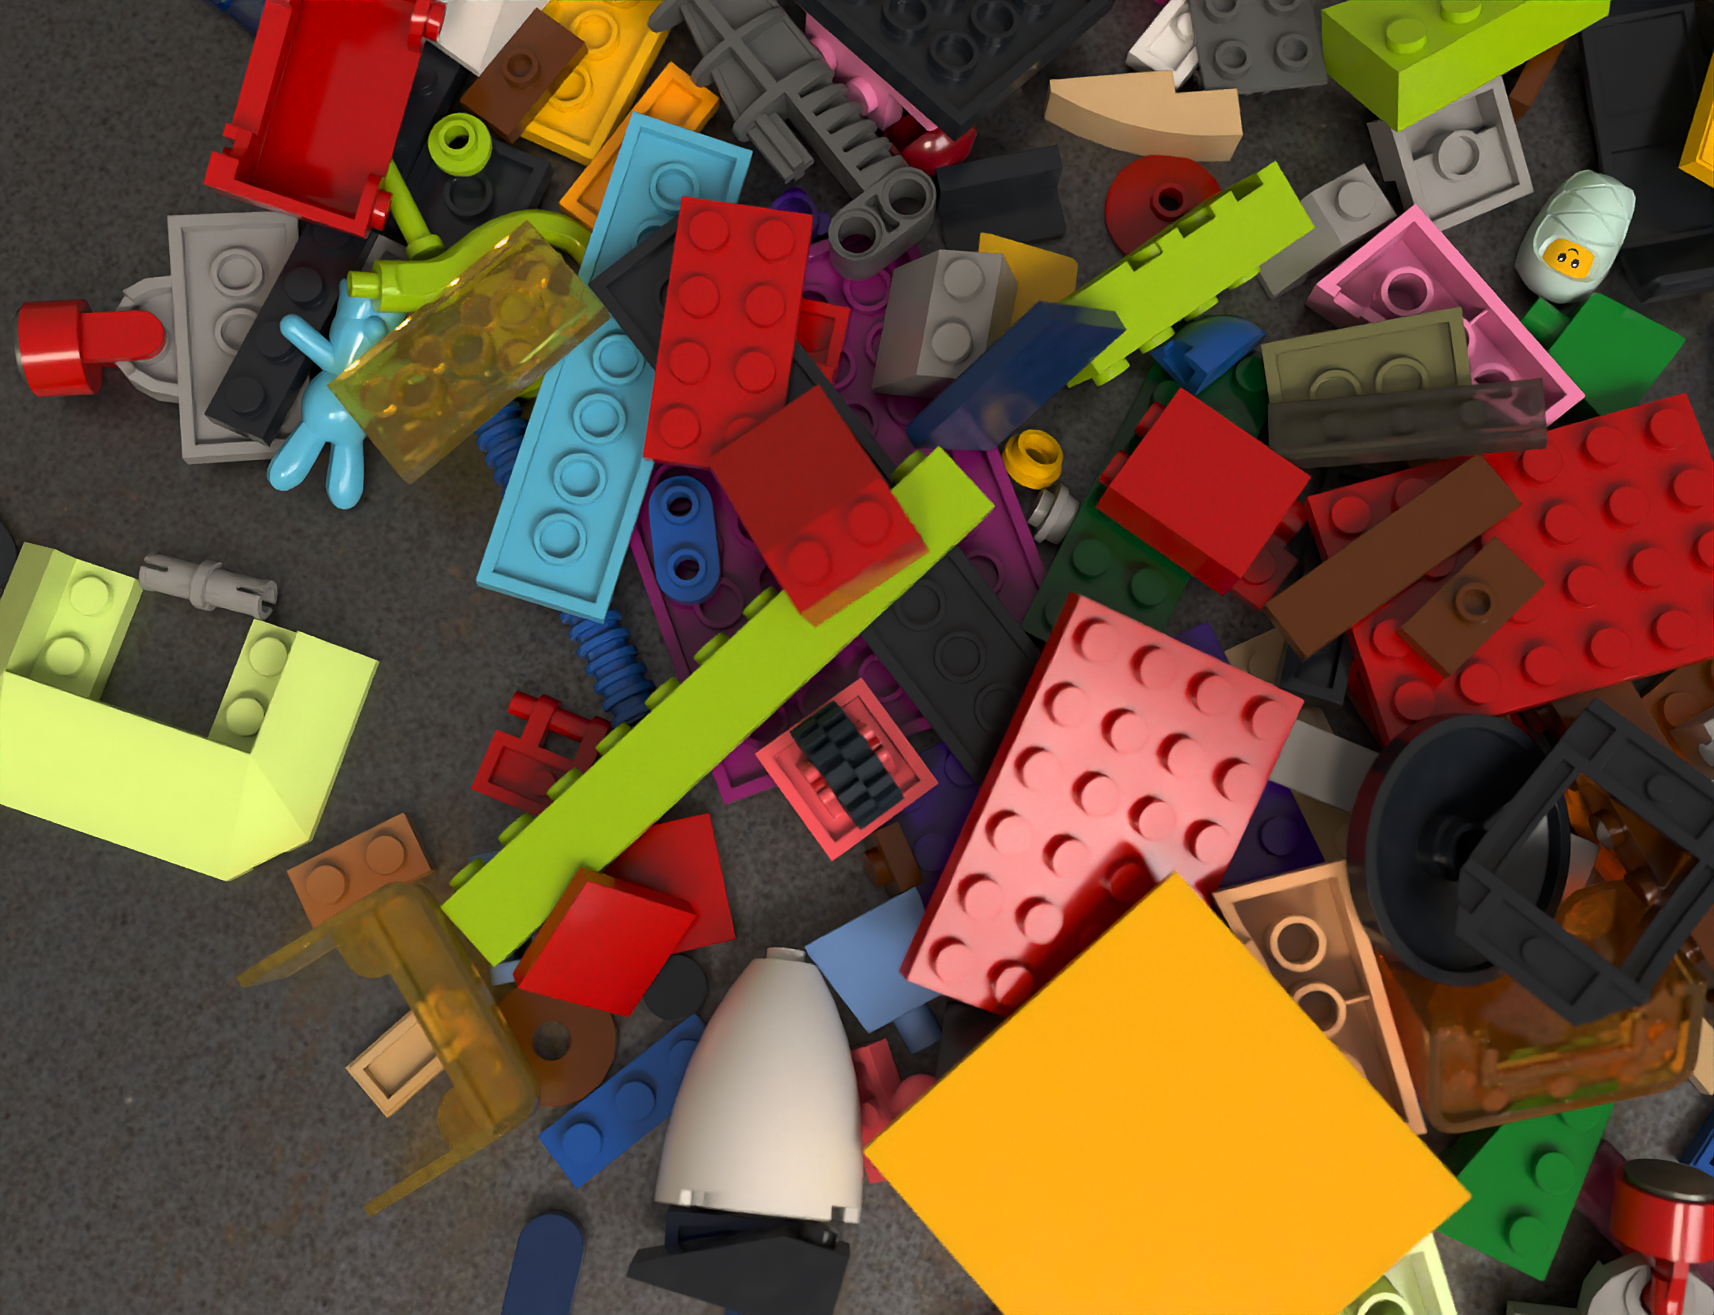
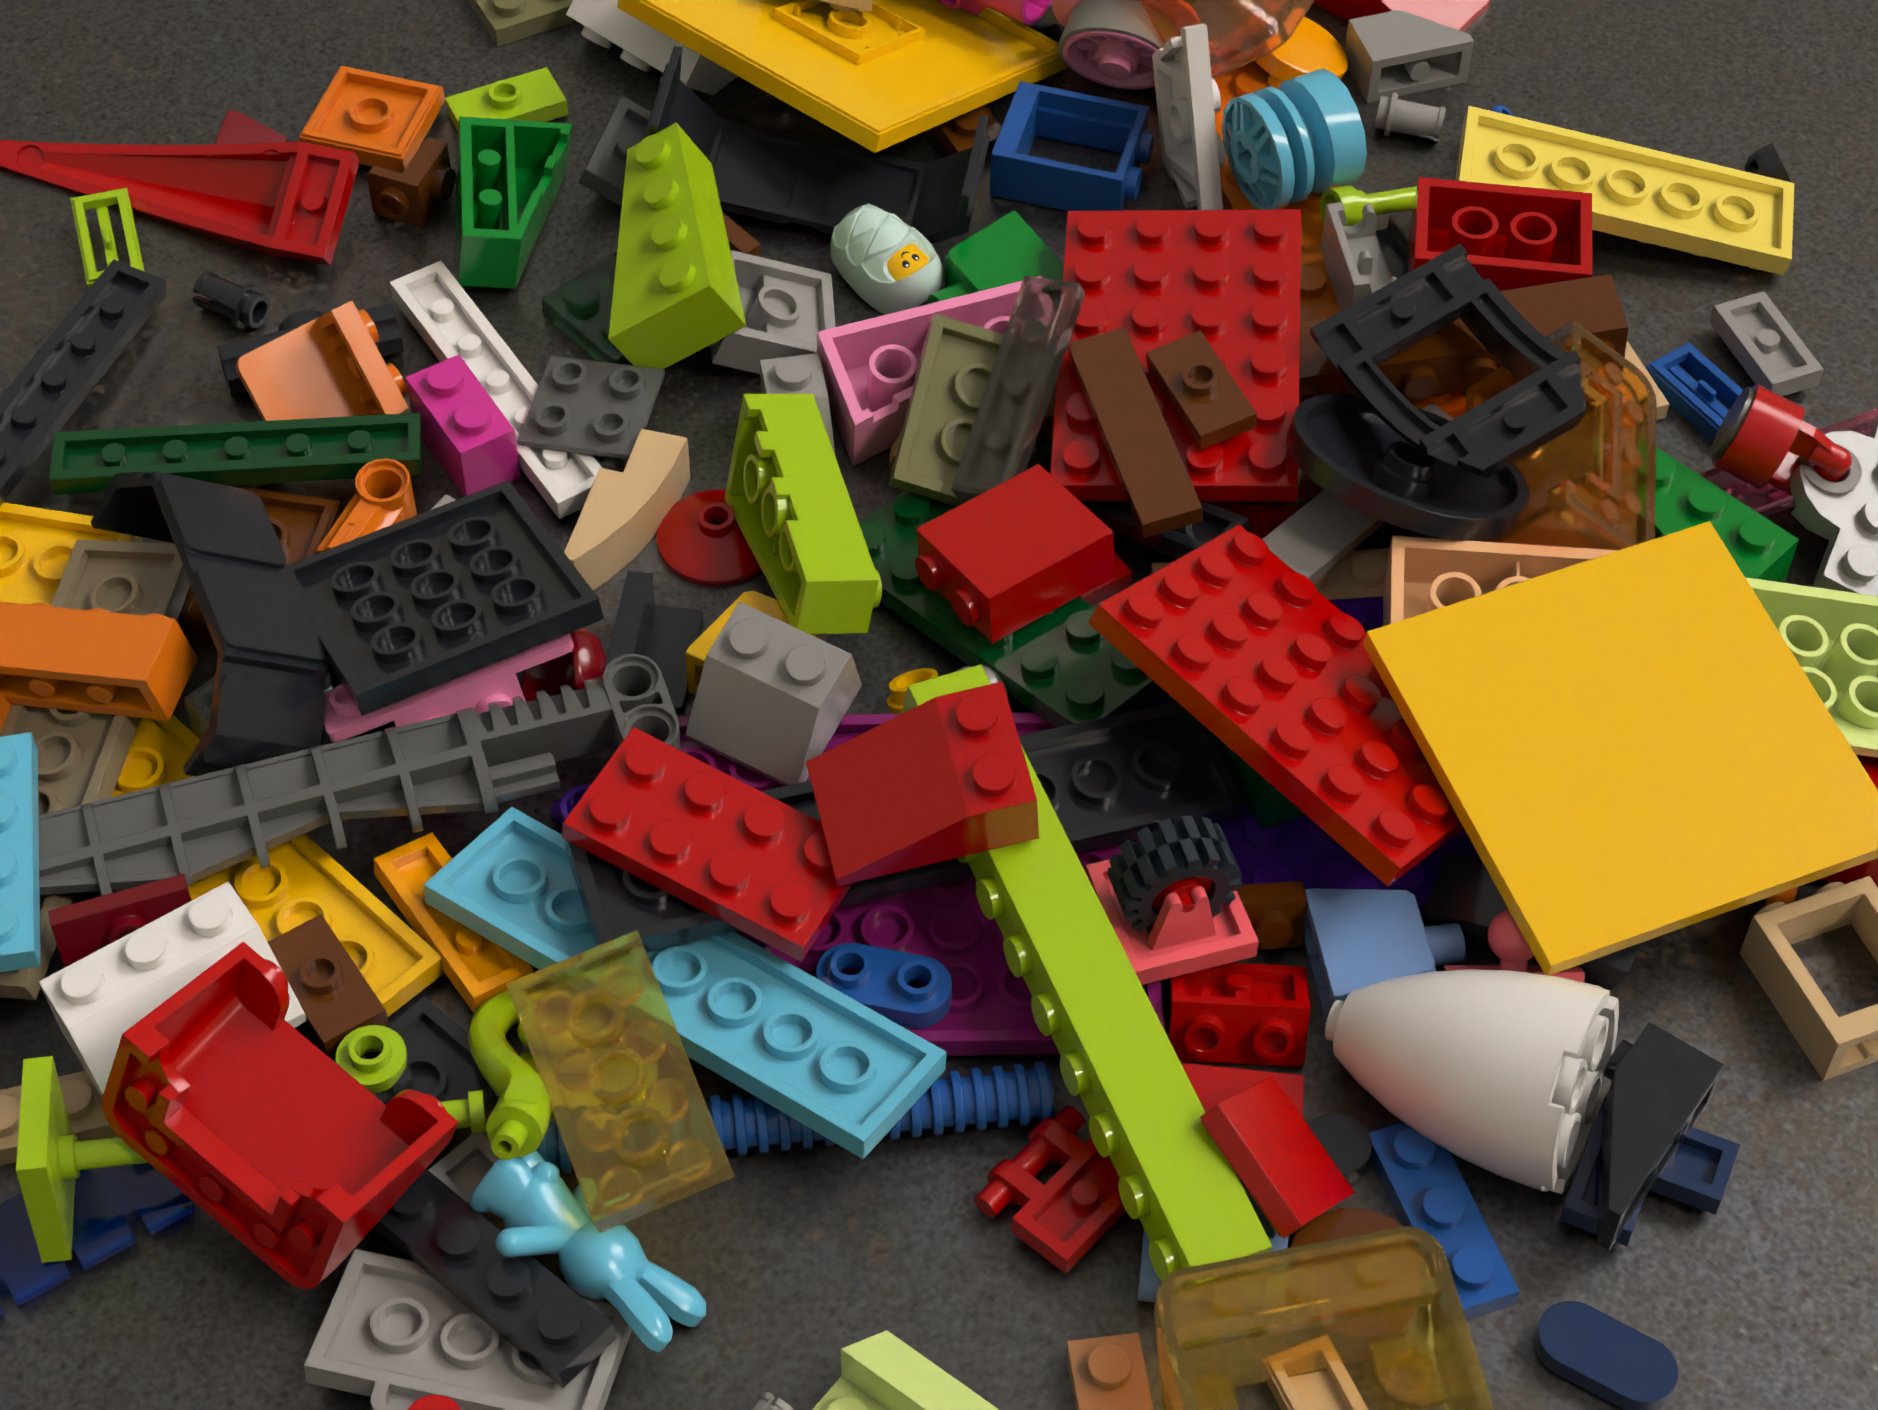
camera: 70 degrees left, 30 degrees down
(782, 865) = (1241, 1014): none -> red bracket
(1014, 377) = (861, 627): dark blue tile -> none
(1207, 349) = (884, 518): blue brick -> none

